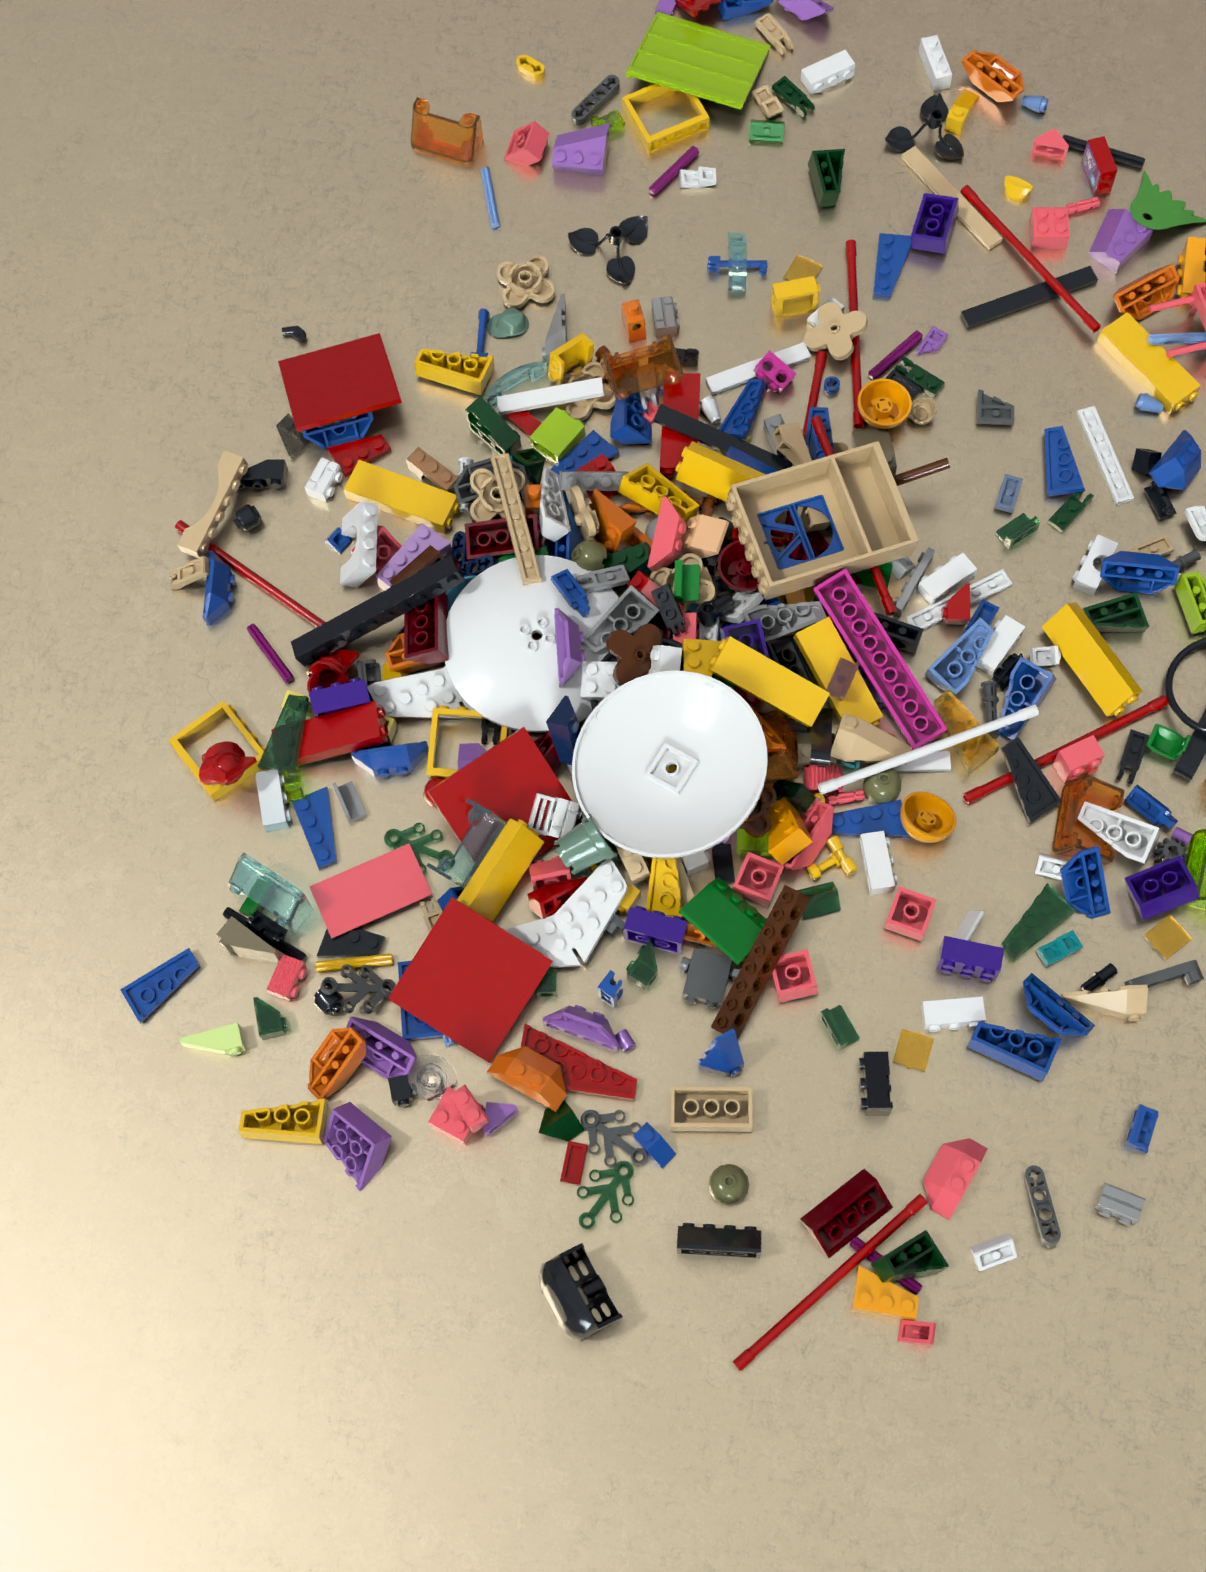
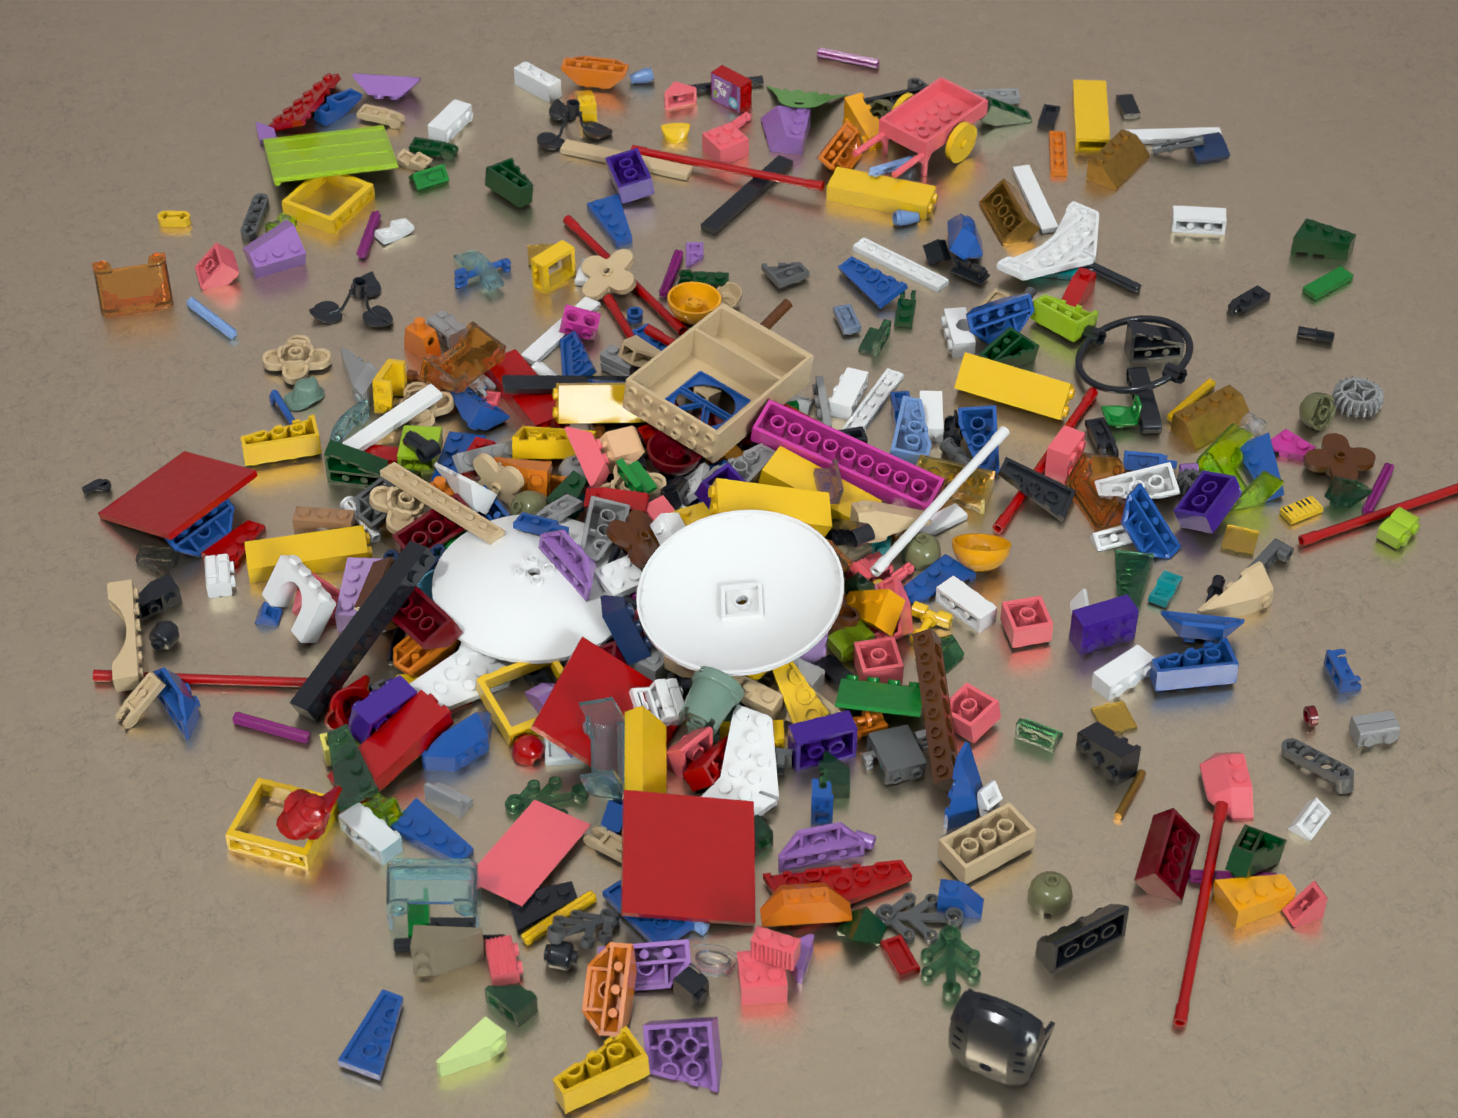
camera: 40 degrees left, 25 degrees down
(551, 444) = (424, 449): none -> black piece
(669, 609) = (638, 498): black hinge -> none
(739, 1075) = (988, 798): none -> white slope
(867, 1132) = (1130, 794): none -> pearl gold bar
(958, 607) = (877, 404): red slope -> none
(1045, 655) = (978, 399): white bracket -> none
(1075, 1156) = (1310, 716): none -> dark red tile

